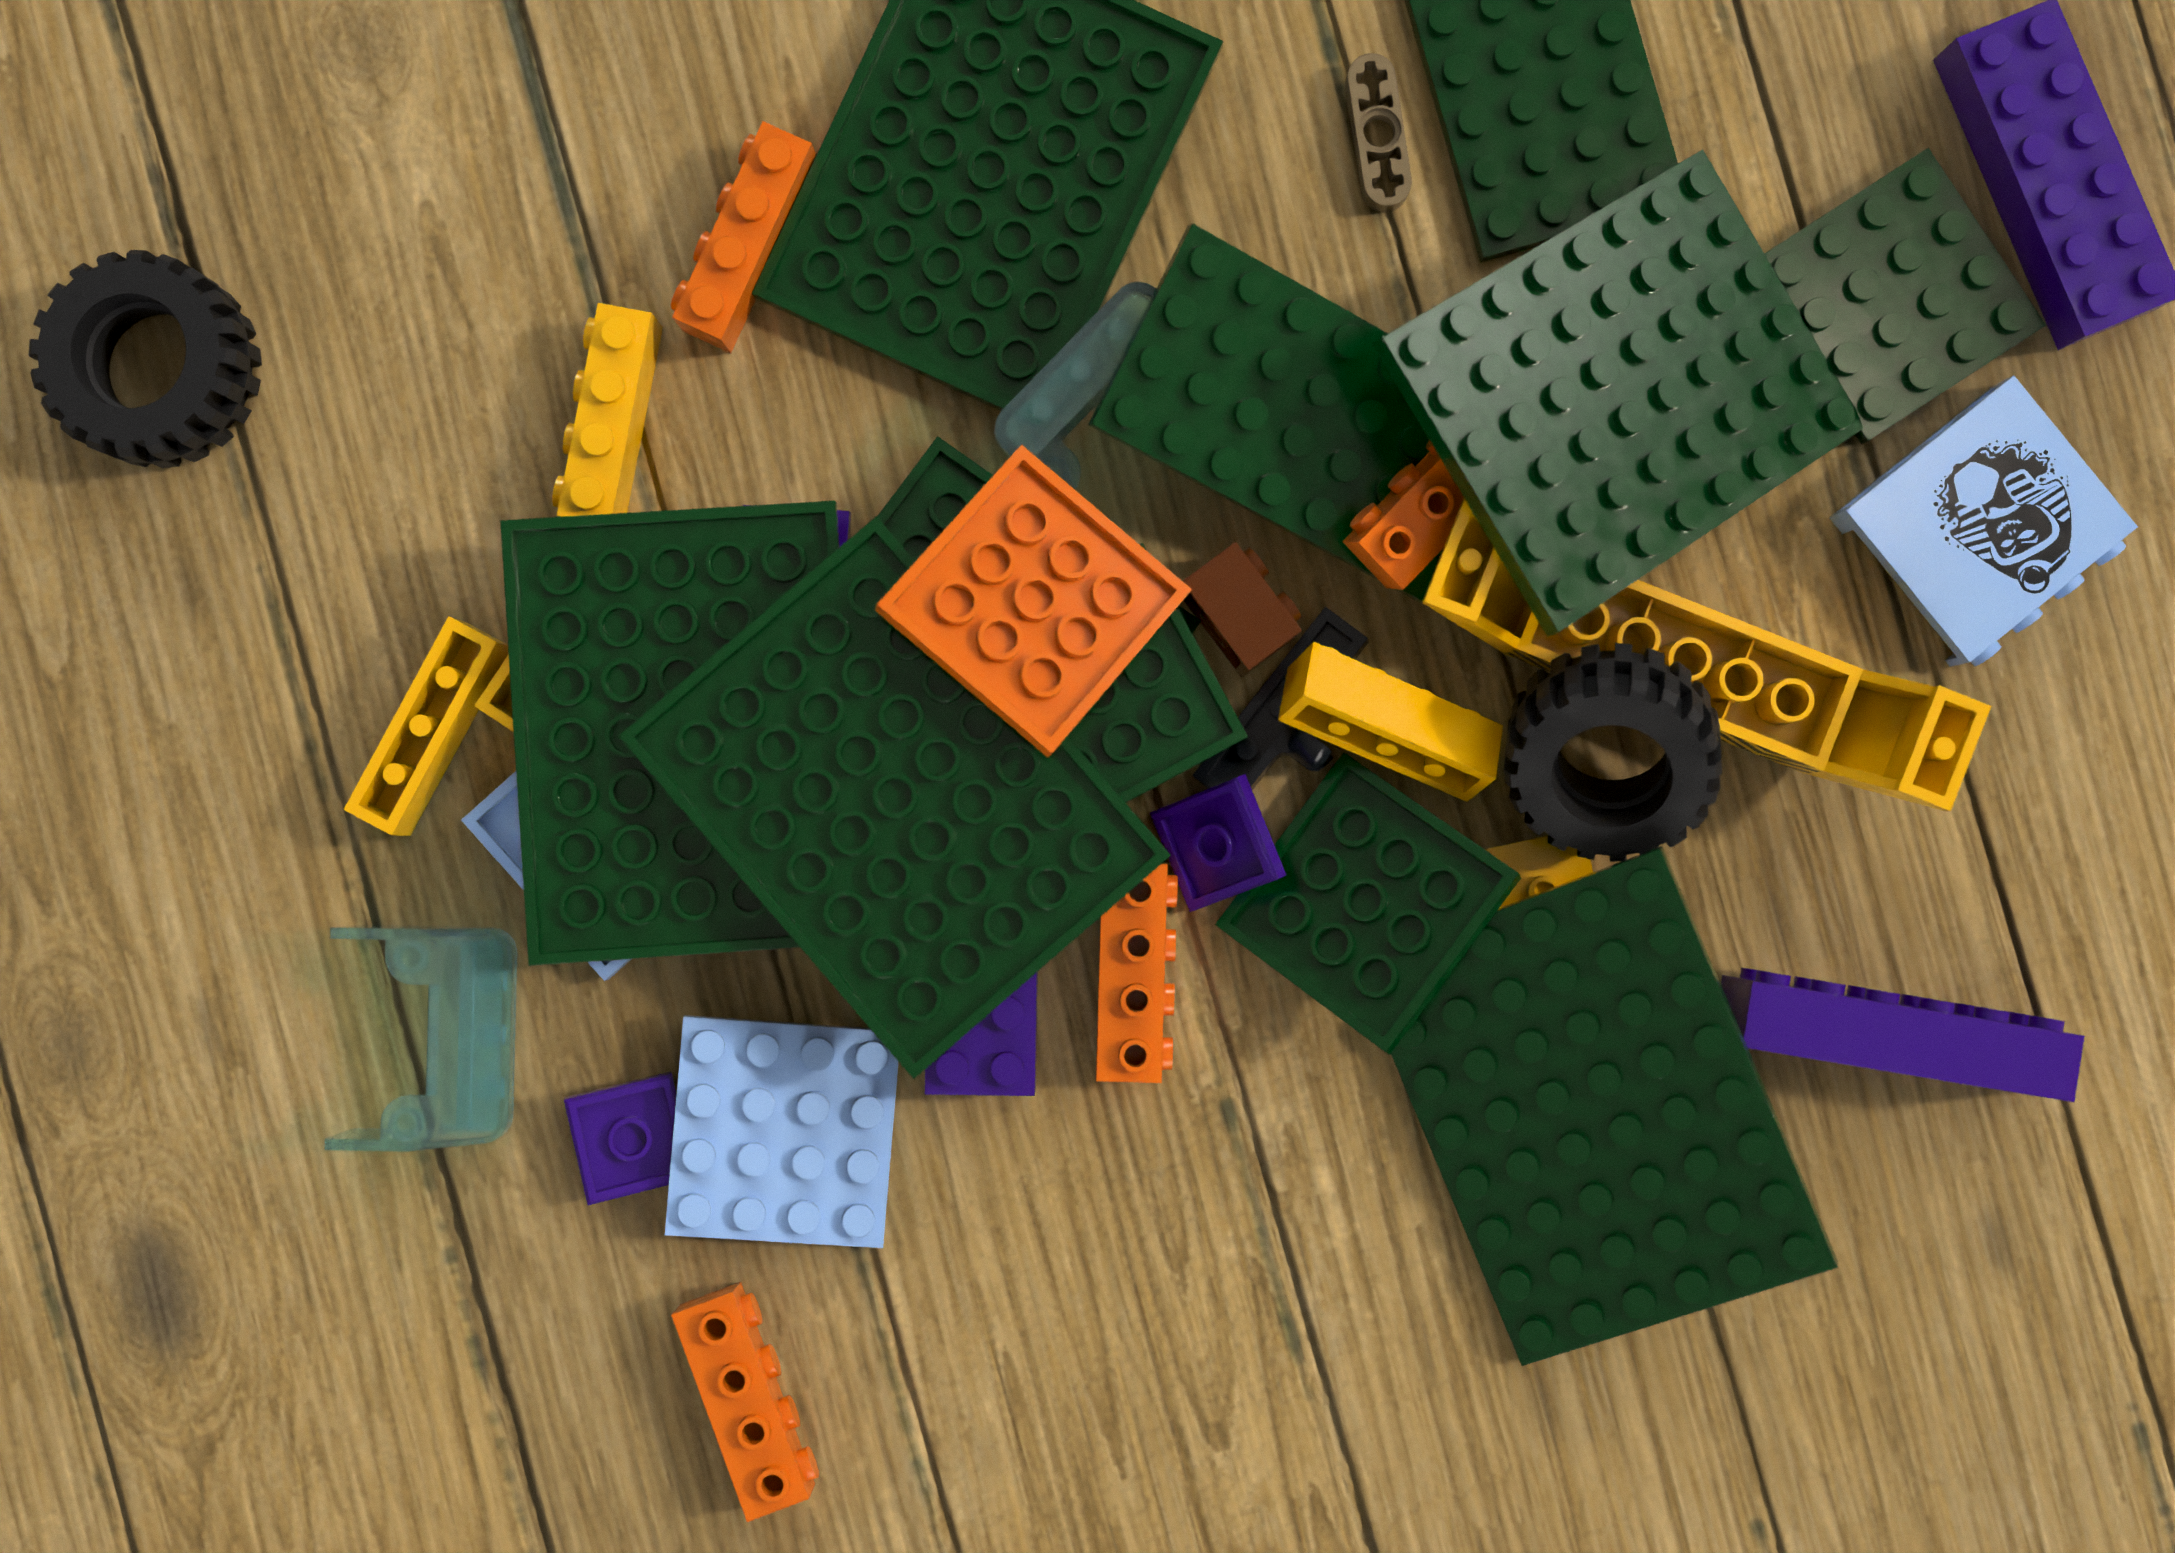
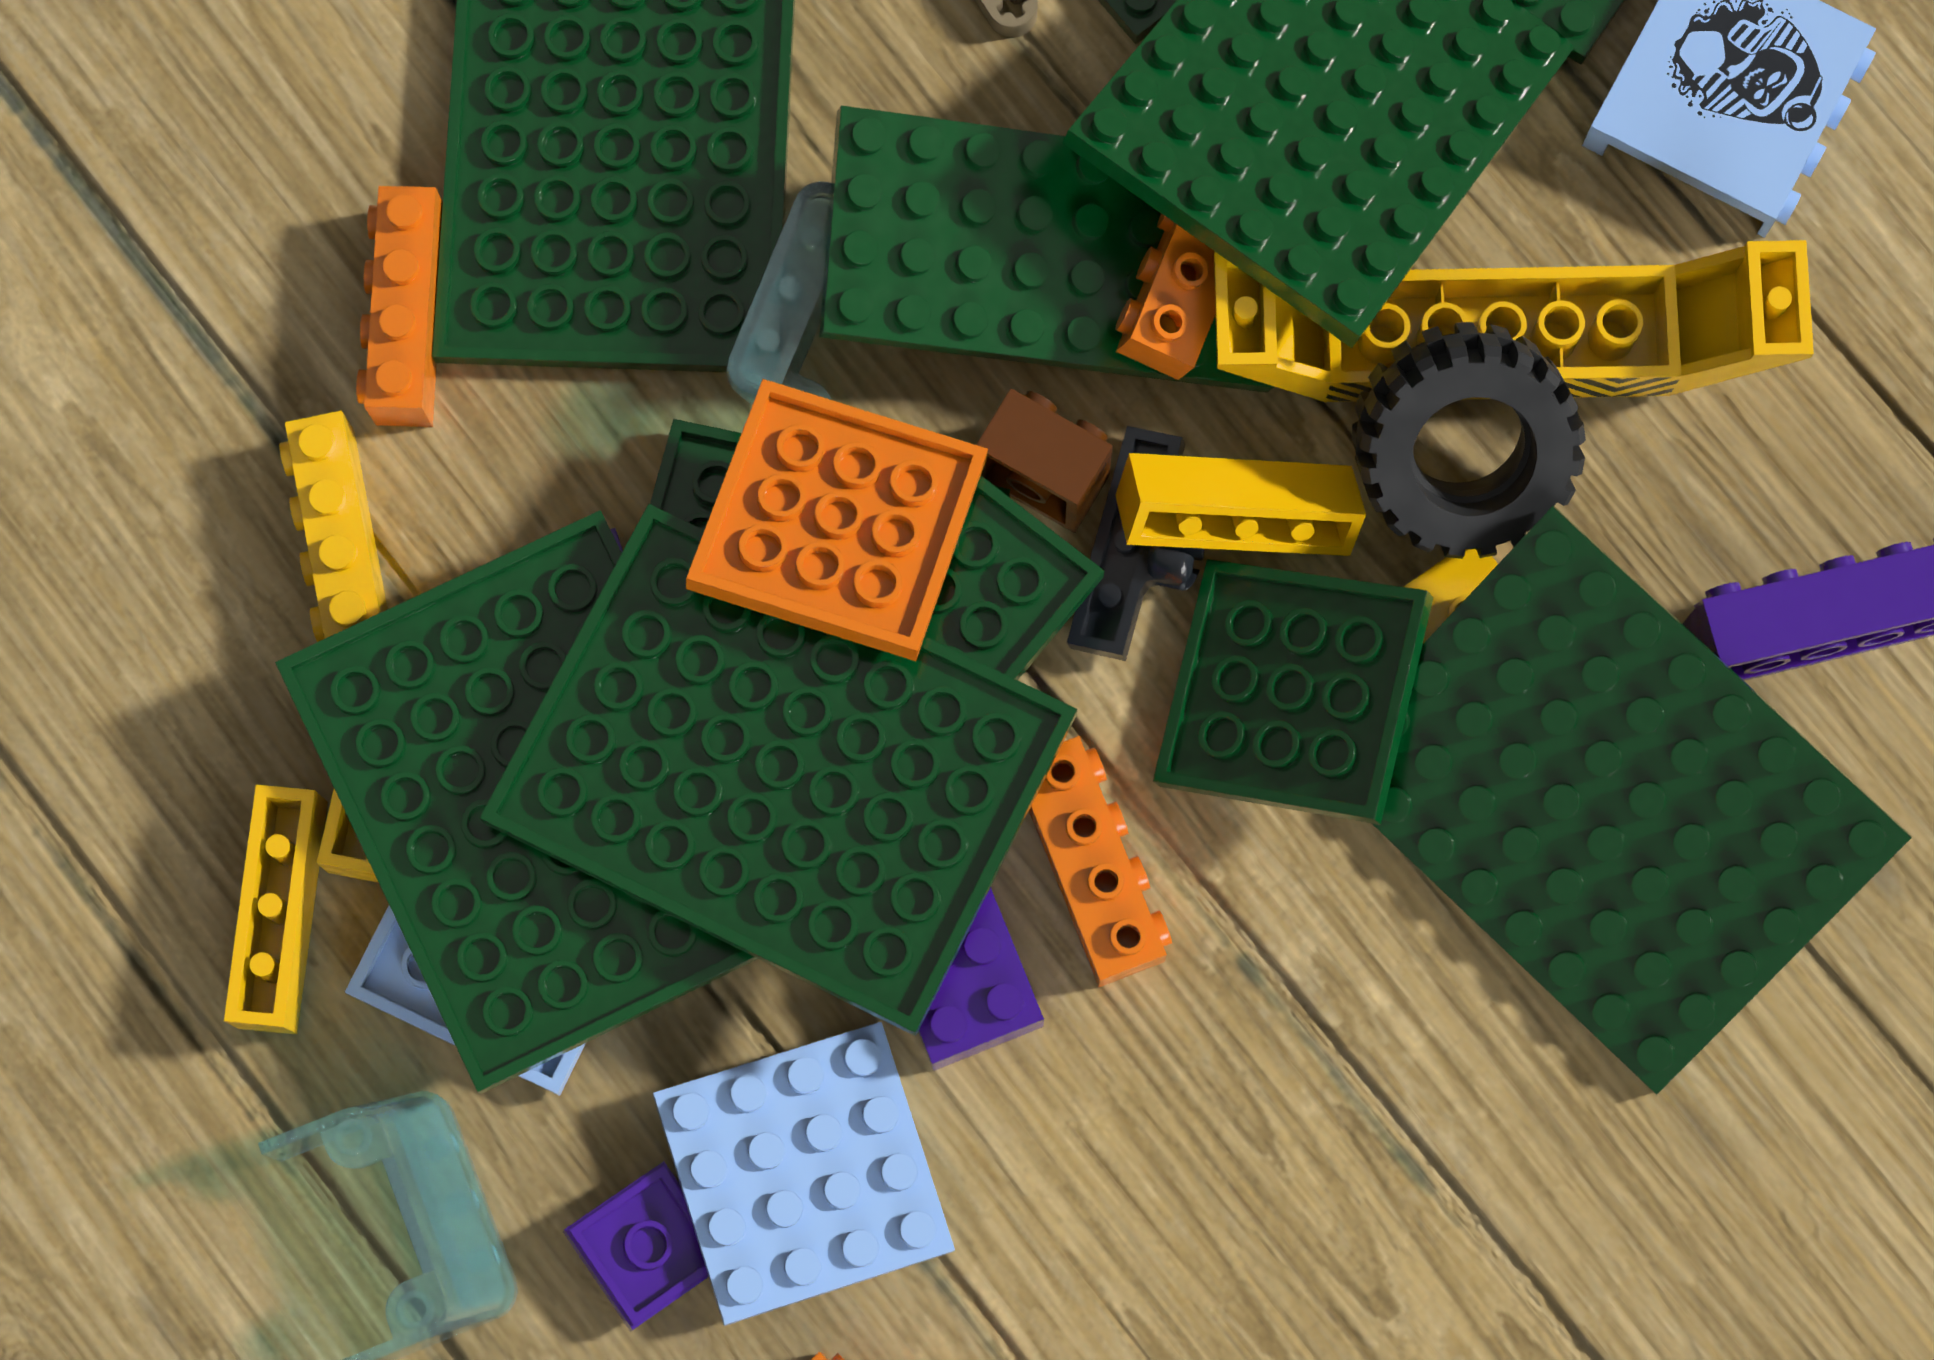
camera: 20 degrees left, 10 degrees down
(1218, 843) = (1123, 697): dark purple plate -> none

